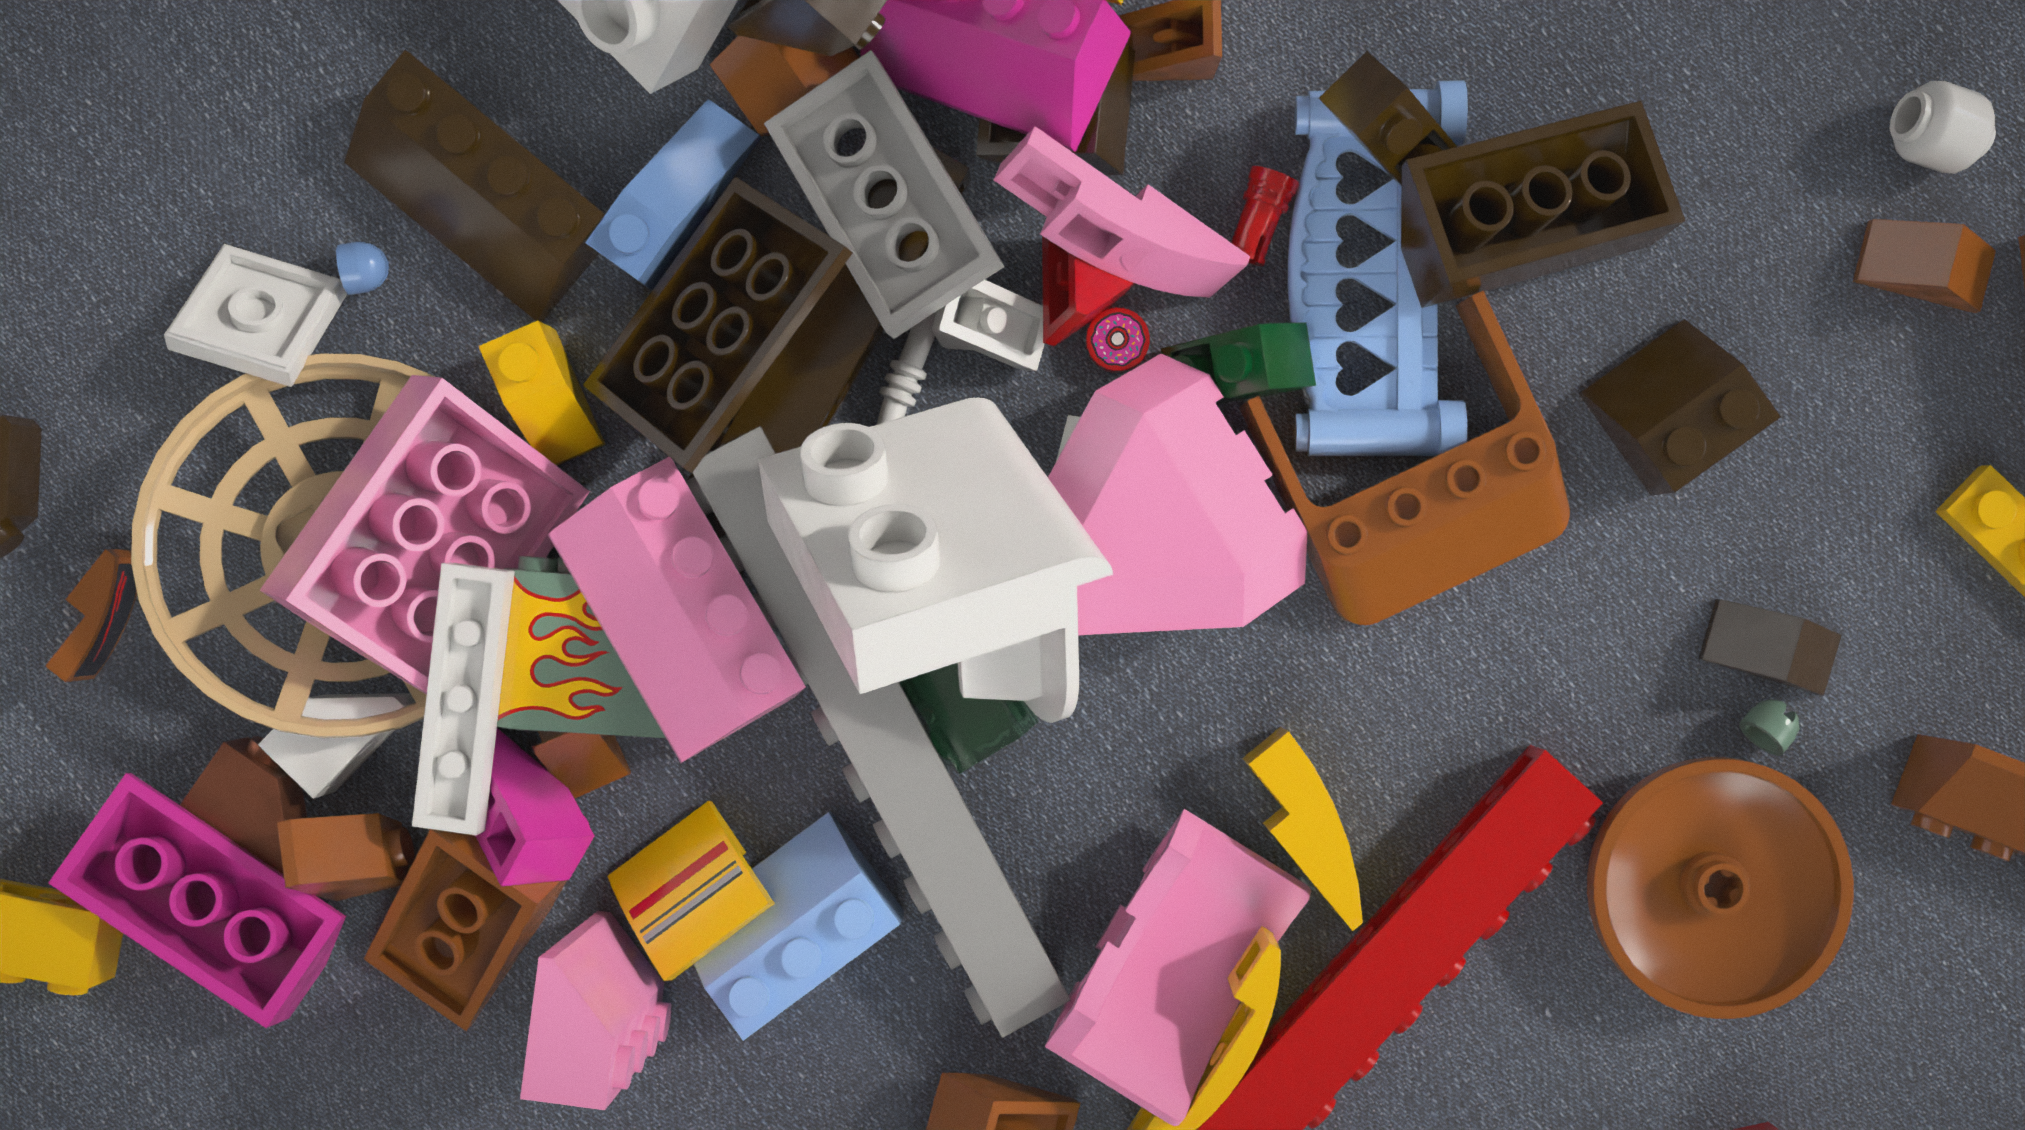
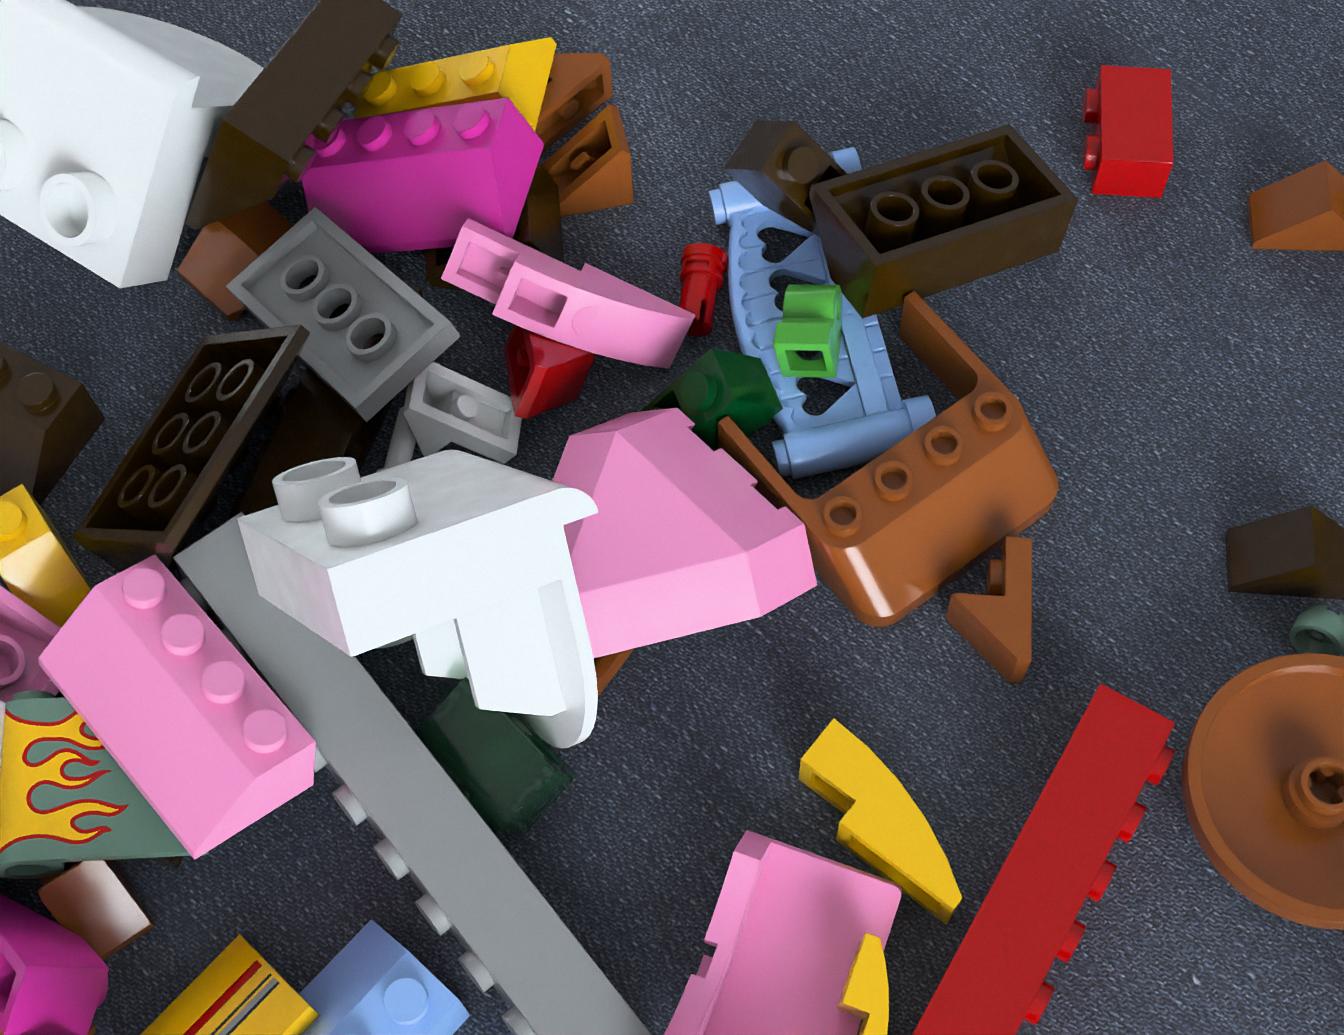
camera: 10 degrees left, 25 degrees down
(673, 194) = (138, 373): medium blue slope -> none
(1117, 340) = (585, 409): tile -> none
(1365, 307) = (810, 324): none -> bright green leg
(1476, 663) = (1002, 619): none -> dark orange slope
(1678, 407) = (1130, 369): dark brown slope -> none
(1770, 118) = (1129, 131): none -> red brick
(1943, 126) = (1281, 108): white head -> none

